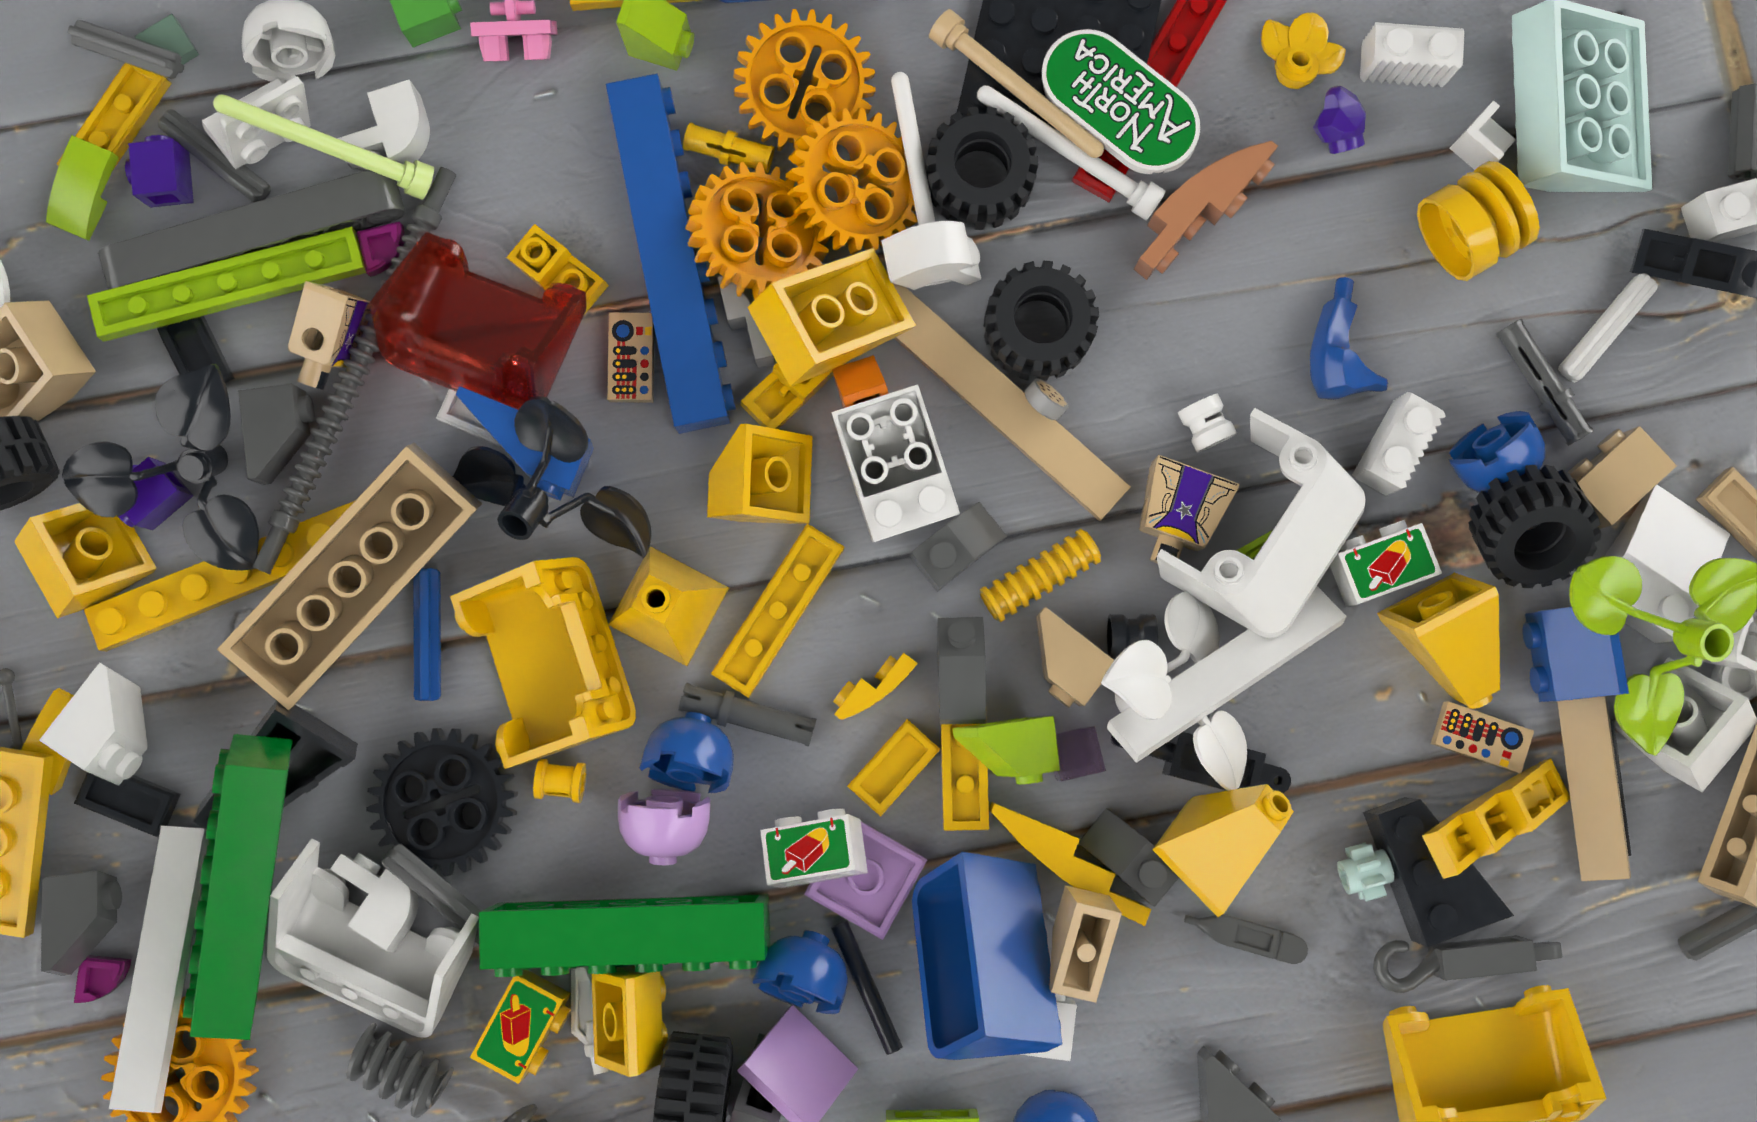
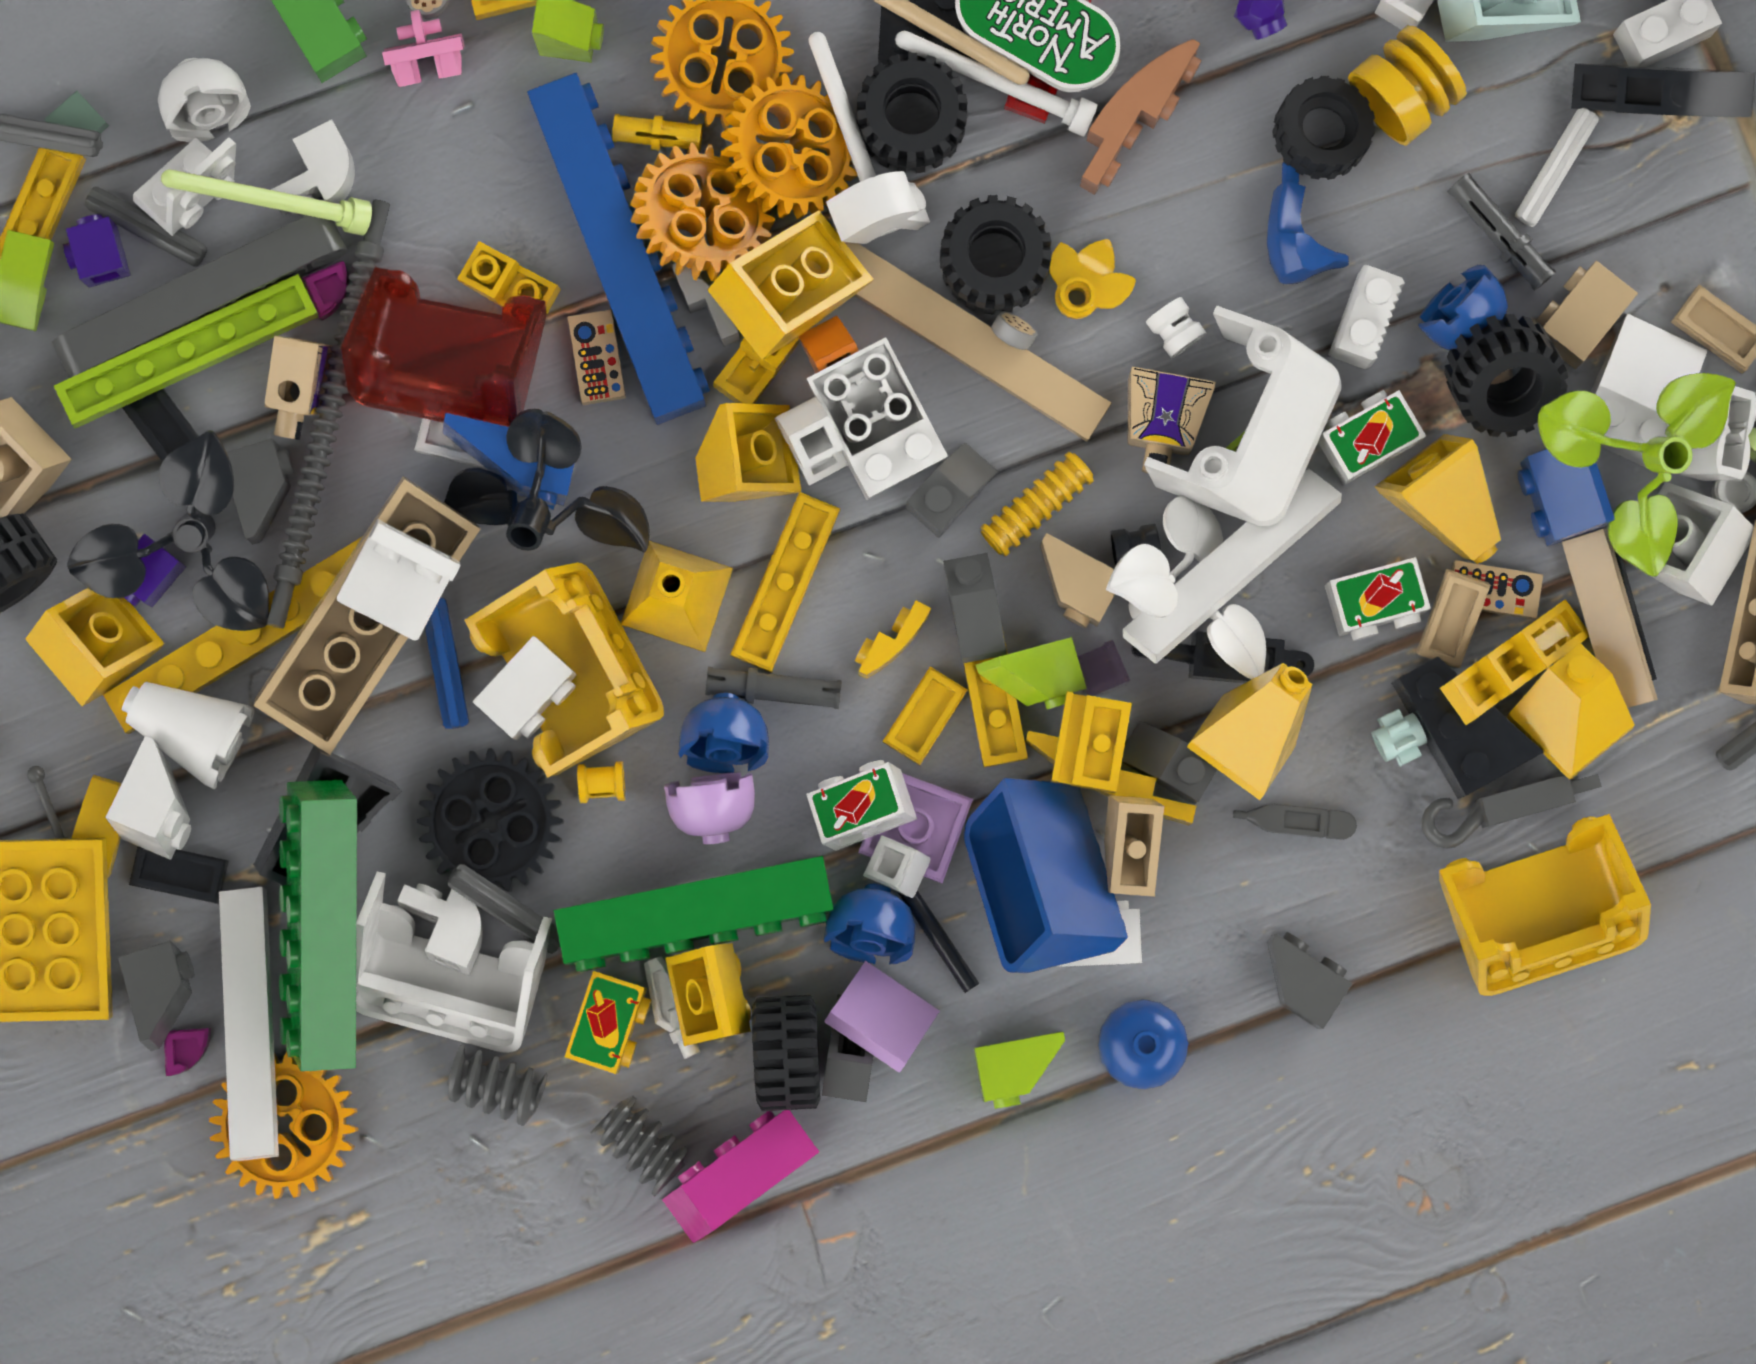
camera: 10 degrees left, 0 degrees up
(156, 660) = (190, 727): none -> white cone
(380, 547) = (397, 580): none -> white bracket
(500, 675) = (526, 689): none -> white brick
(827, 475) = (812, 440): none -> white brick
(839, 917) = (897, 866): none -> white slope
(1056, 829) = (1091, 742): none -> yellow plate
(1131, 358) = (1092, 275): none -> yellow plate
(1366, 727) = (1378, 598): none -> brick
(1408, 227) = (1347, 104): none -> black tyre
(1438, 759) = (1453, 618): none -> tan tile
(1548, 878) = (1573, 711): none -> yellow slope

